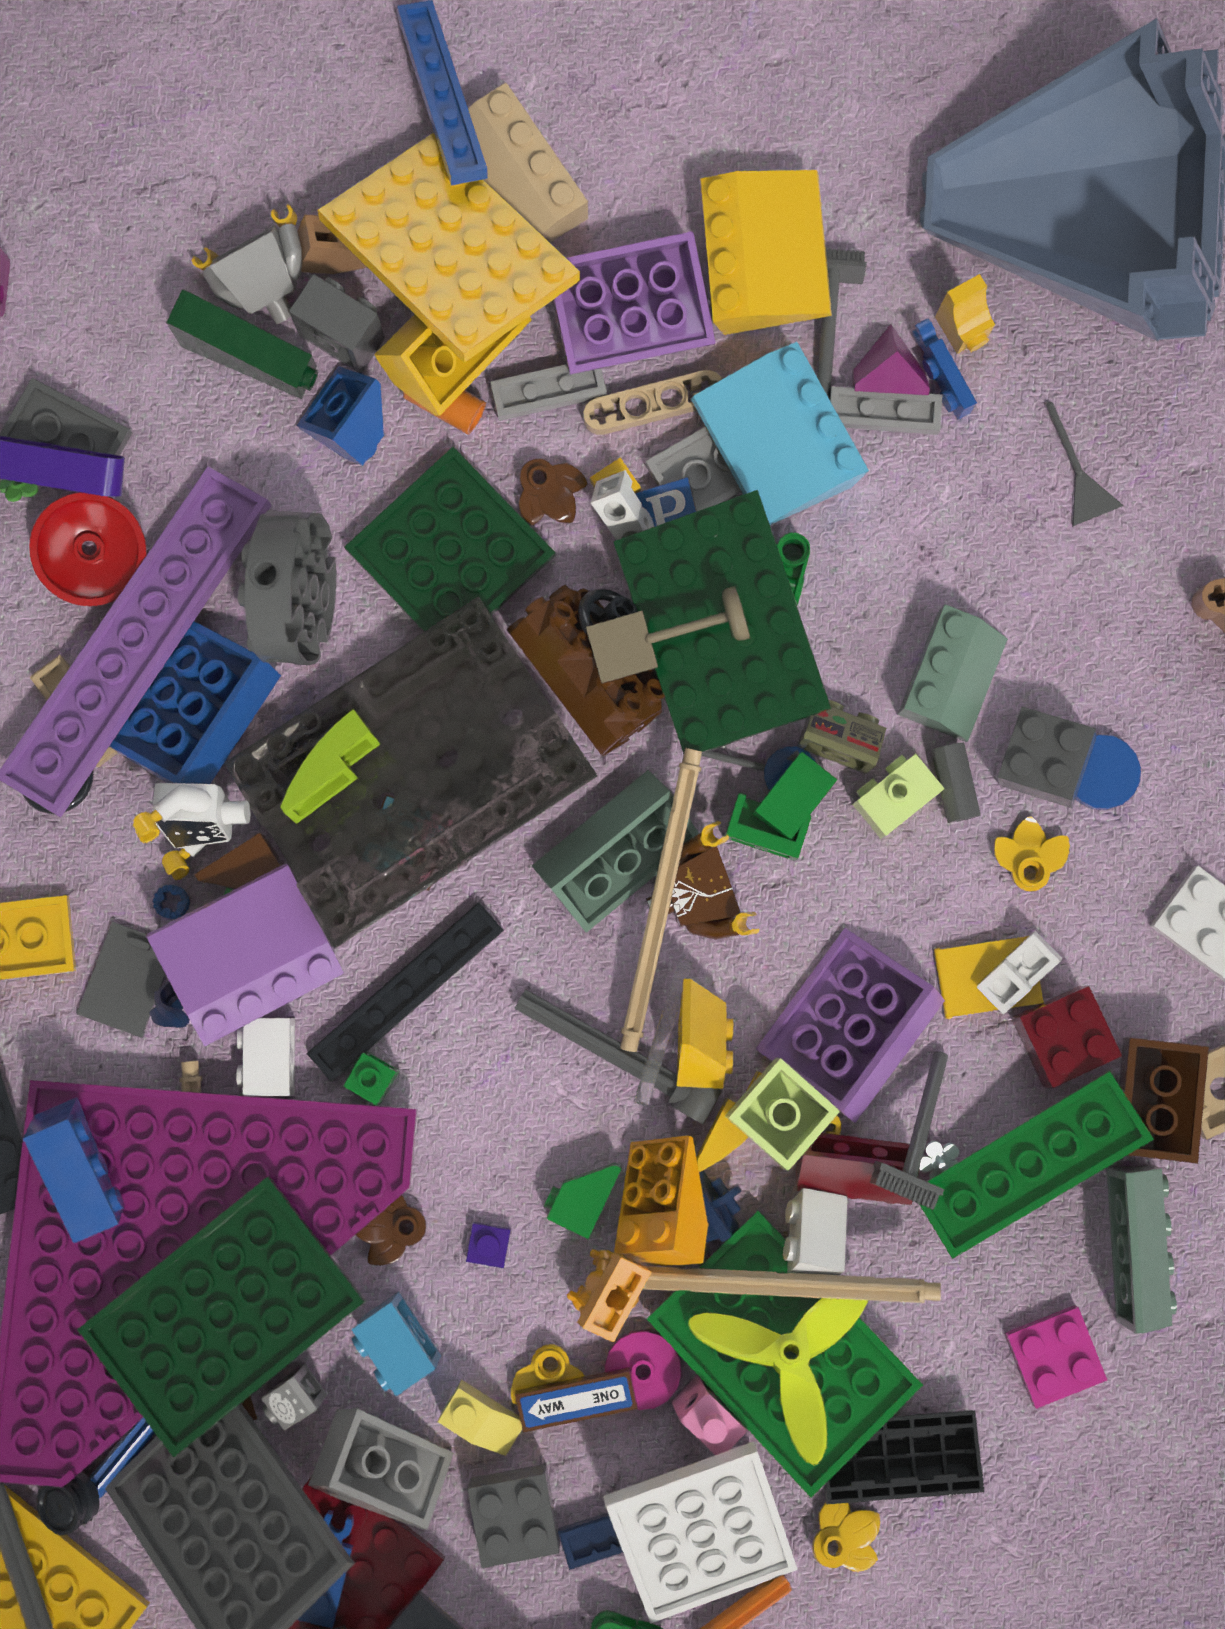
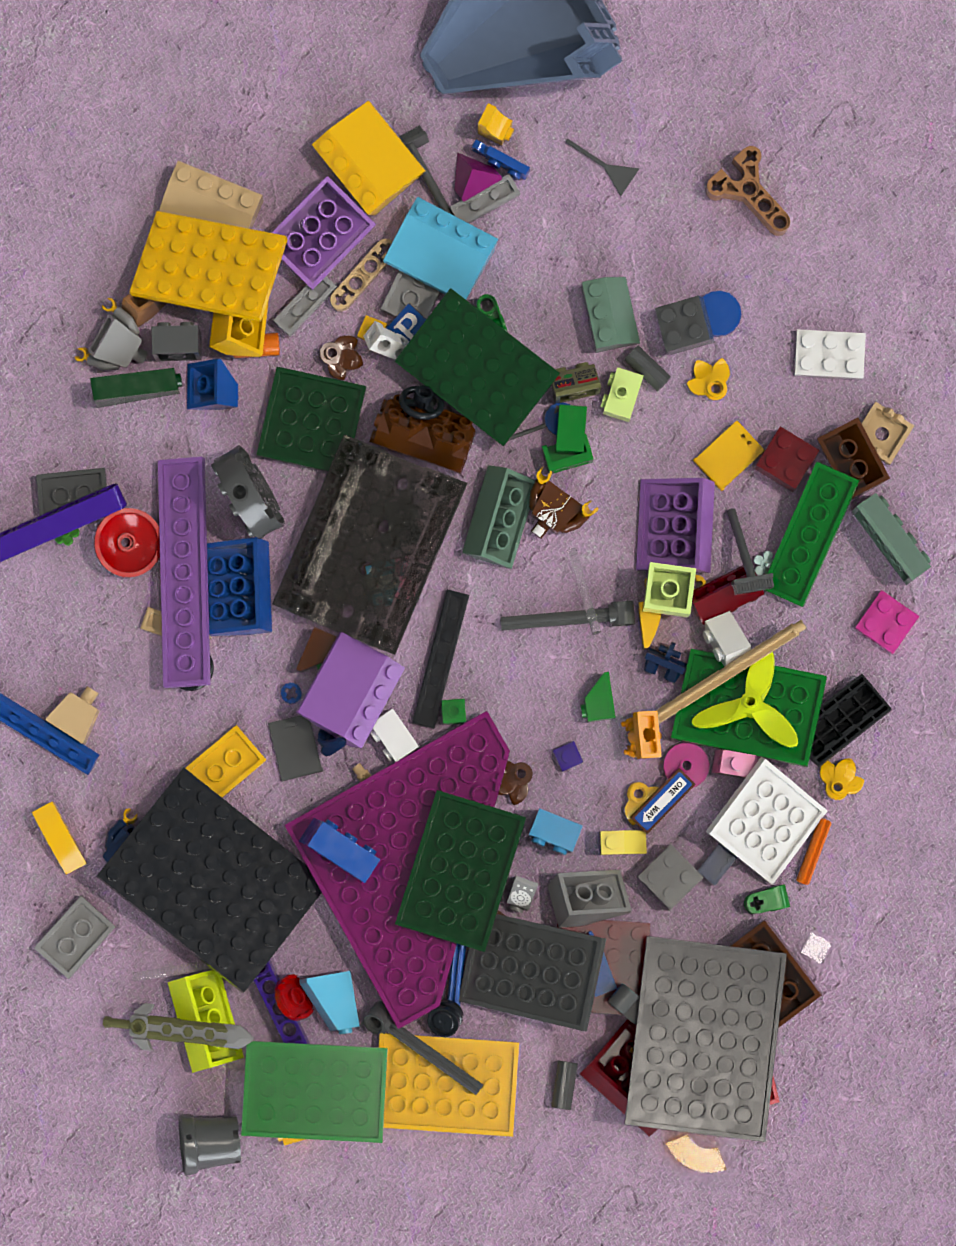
camera: 30 degrees left, 0 degrees up
(190, 820) = (276, 641): torso -> none
(328, 766) = (328, 569): lime slope -> none
(442, 93) = (147, 187): blue plate -> none
(625, 646) = (436, 409): dark tan piece -> none
(661, 900) = (539, 525): tan piece -> none
(662, 1204) = (641, 675): light orange slope -> none
(703, 1038) = (605, 580): yellow slope -> none
(1019, 972) = (742, 442): white slope -> none

